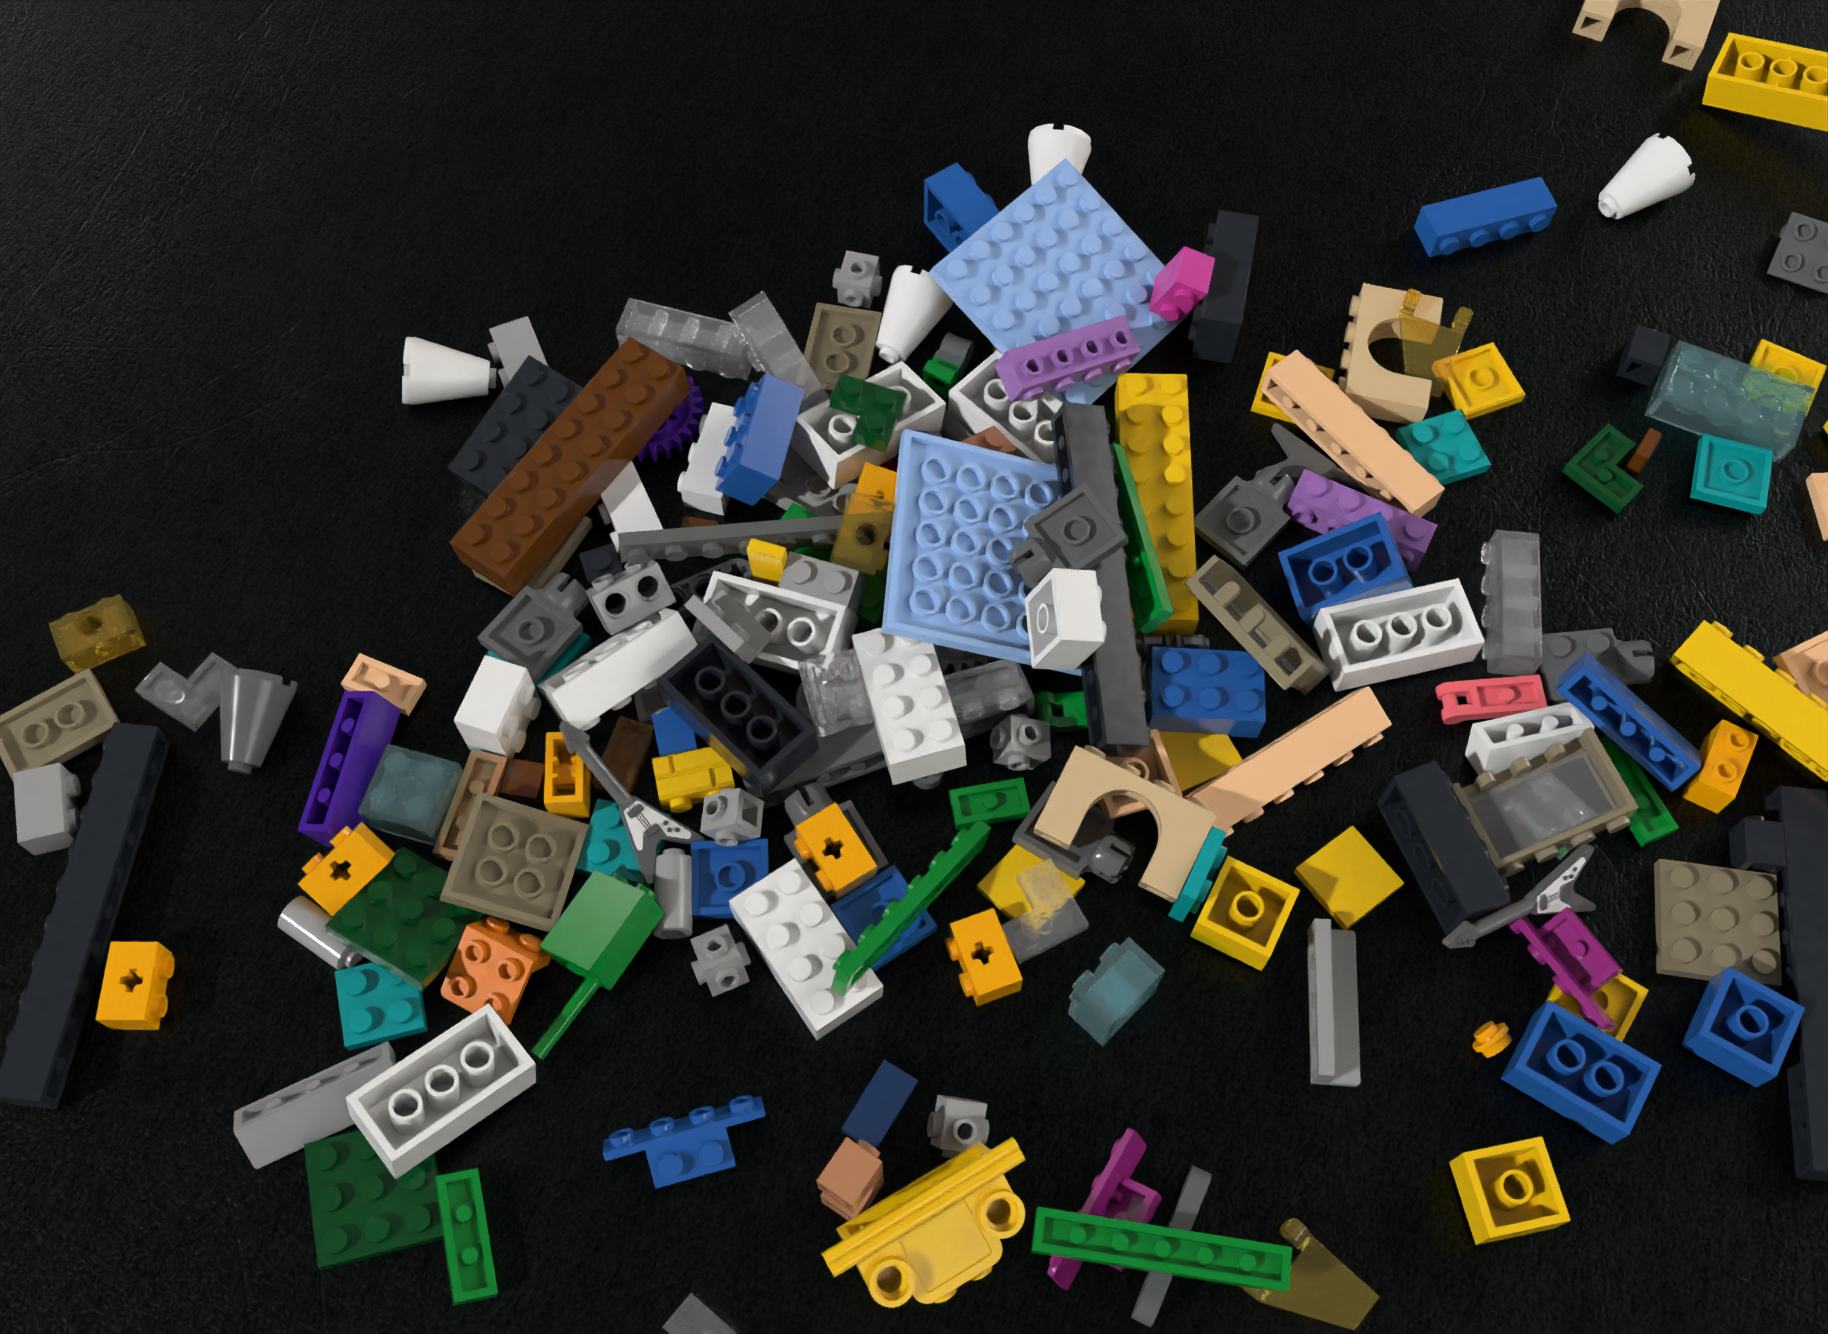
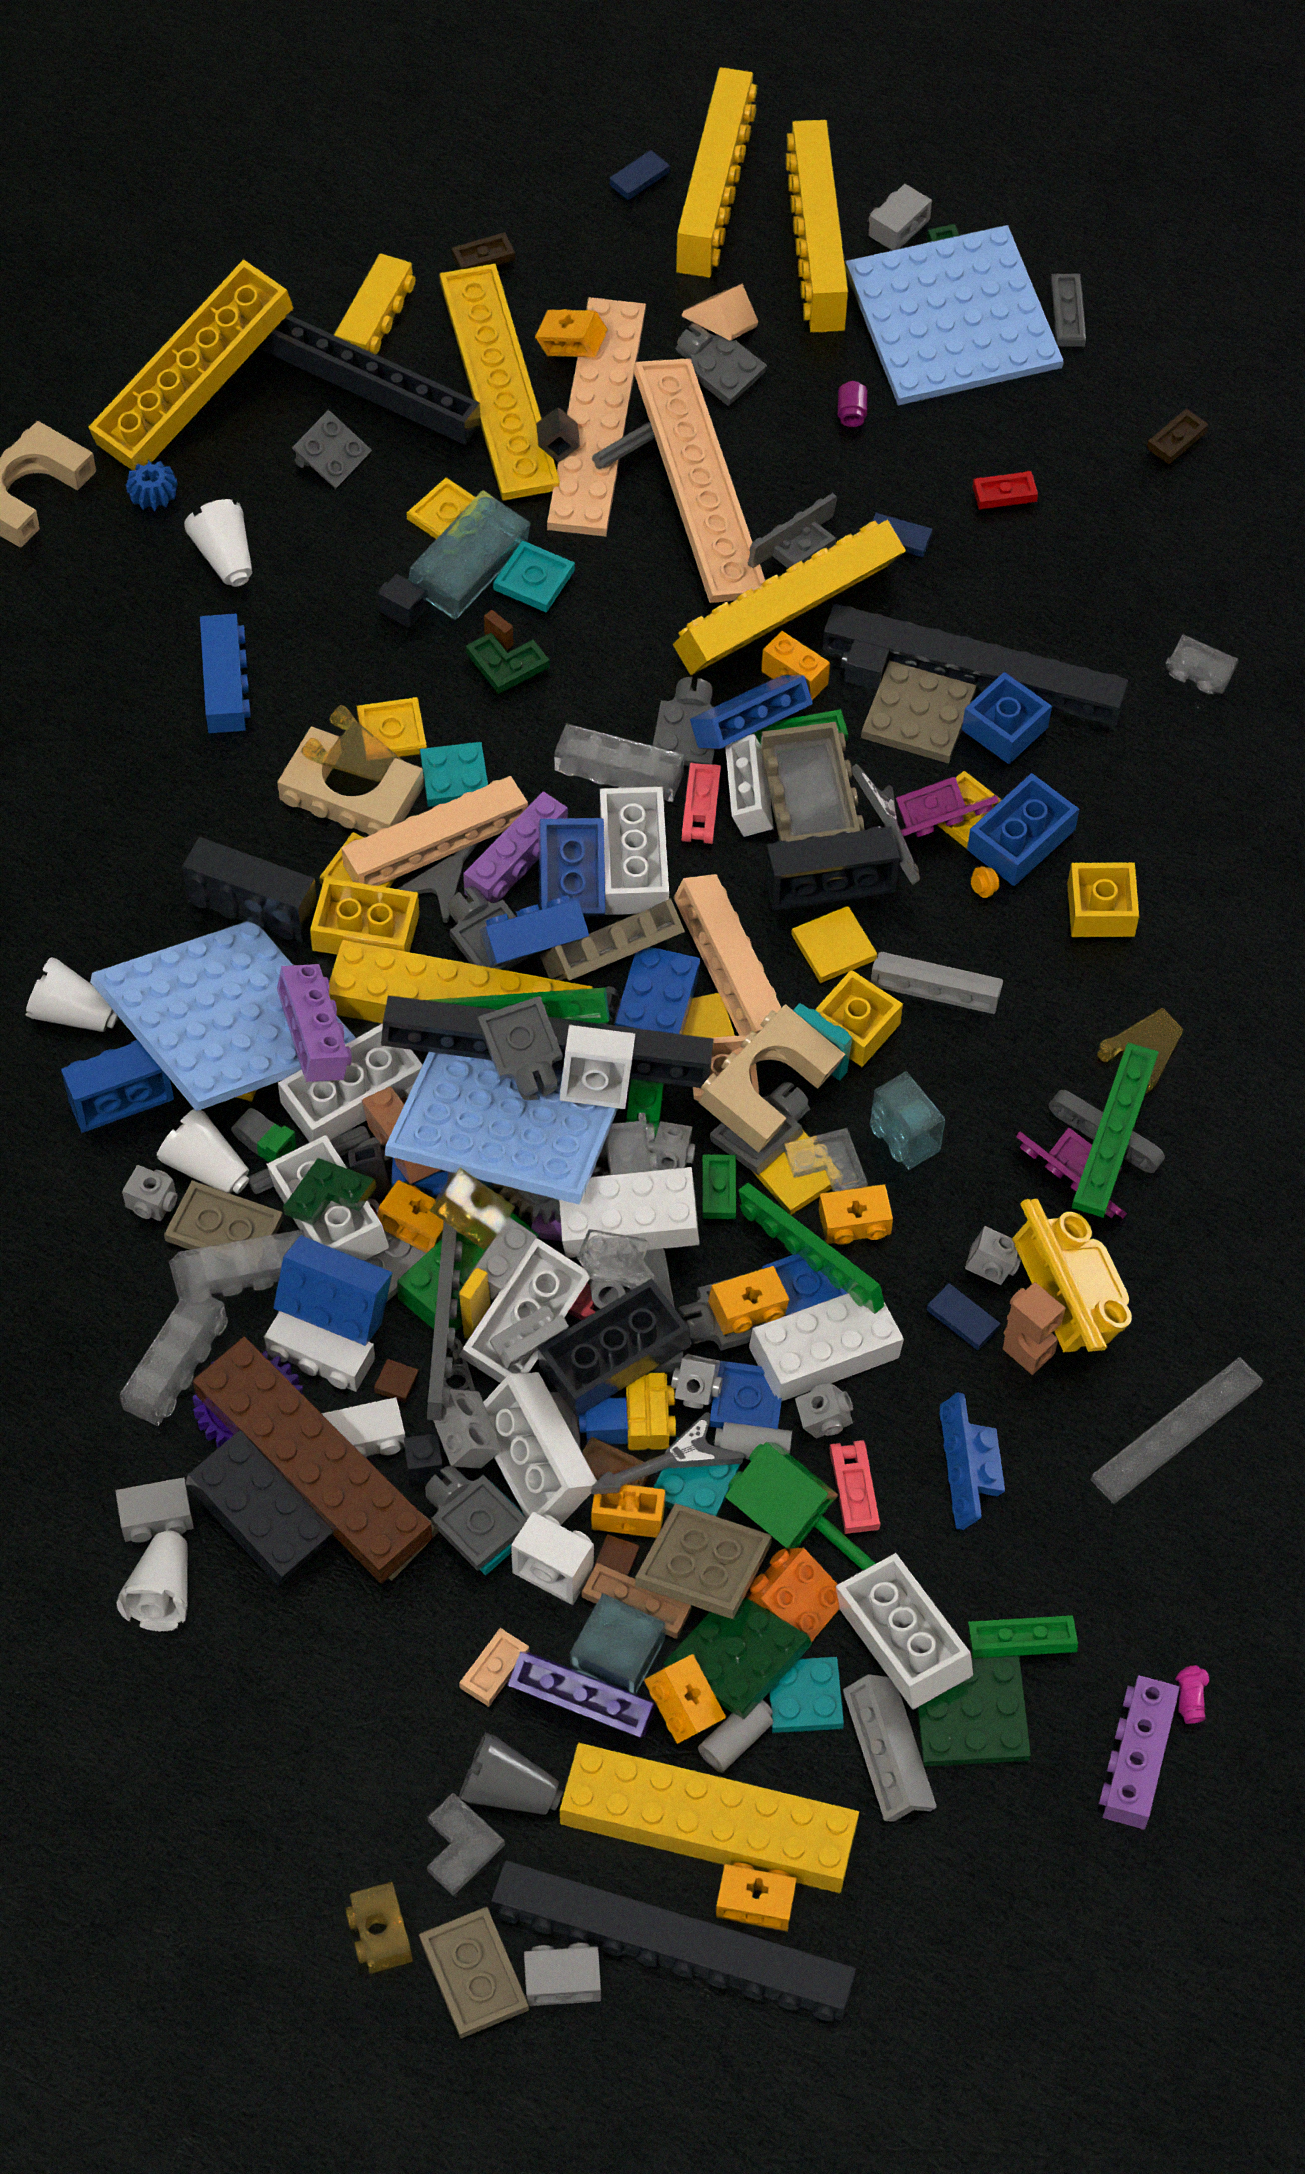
camera: 80 degrees left, 5 degrees down
(219, 926) = (708, 1817): none -> yellow brick
(636, 1013) = (855, 1487): none -> coral plate
(1181, 284) = (255, 916): dark pink brick -> none
(1223, 396) = (363, 916): none -> yellow brick
(1242, 540) = (533, 930): none -> blue brick
(1691, 111) = (151, 485): none -> blue gear

